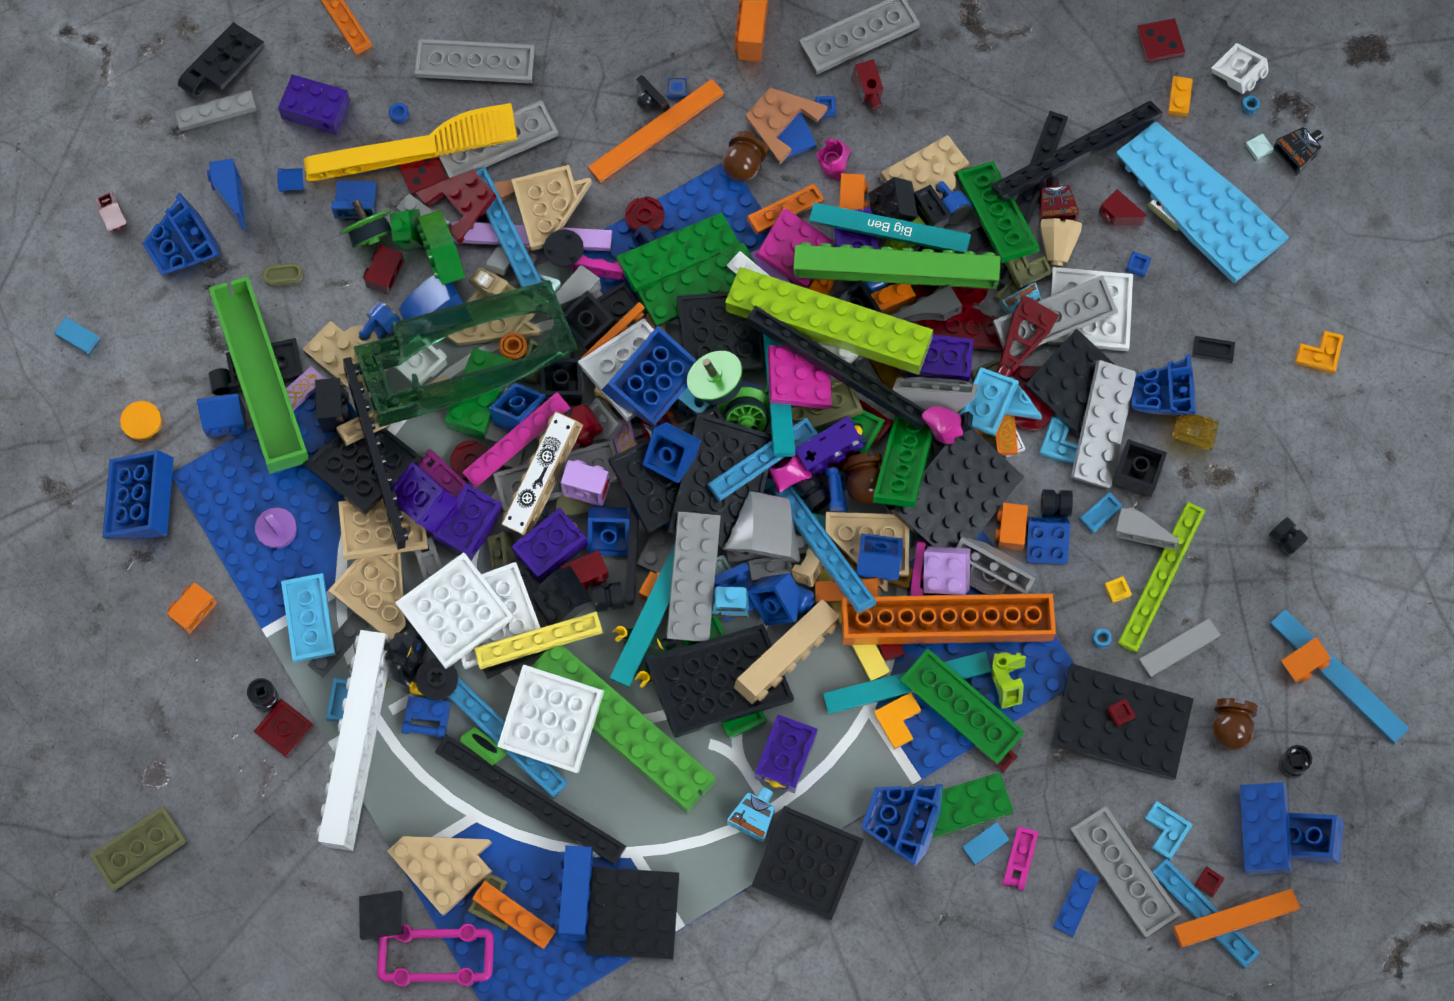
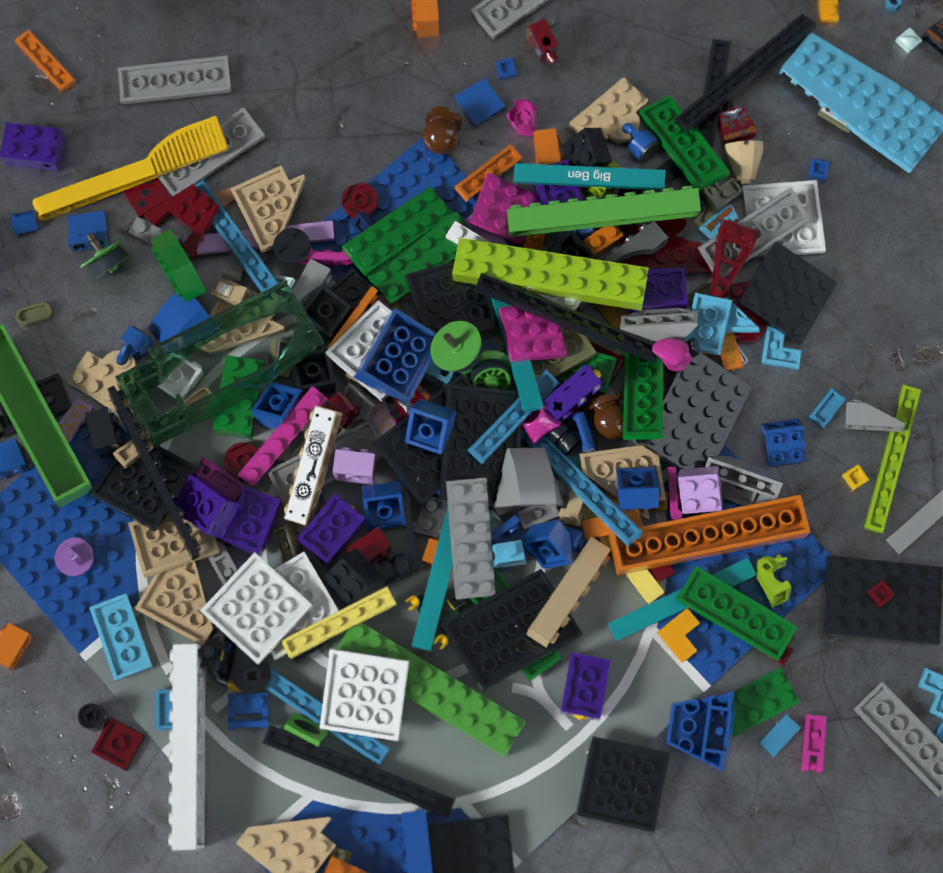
camera: 10 degrees left, 5 degrees up
(342, 641) = (157, 650): dark grey plate -> none
(383, 269) = (127, 293): dark red brick -> none
(398, 113) = (112, 141): blue tile -> none
(404, 229) = (140, 253): green torso -> none
(513, 346) = (262, 346): orange brick -> none
(572, 507) = (345, 489): olive tile -> none
(649, 95) = (342, 87): black tile -> none
(655, 131) = (354, 118): orange tile -> none
(677, 88) = (366, 74): tile -> none
(753, 814) = (566, 748): medium azure torso -> none
(775, 112) = (462, 83): nougat wing -> none
(932, 207) = (624, 149): black tile -> none
(1012, 526) = (750, 436): orange brick -> none
(1056, 503) = (786, 407): black wheel -> none
(1076, 902) = (871, 775): blue plate -> none
(1098, 644) = (848, 531): dark azure axle -> none
(1103, 424) = (816, 326): plate -> none
(1121, 211) = (795, 122): dark red slope -> none
(1139, 468) = (855, 361): black brick -> none
(1166, 390) = (866, 284): blue wedge -> none
(1196, 430) = (899, 316): clear yellow plate -> none
(1213, 349) = (901, 238): black tile -> none

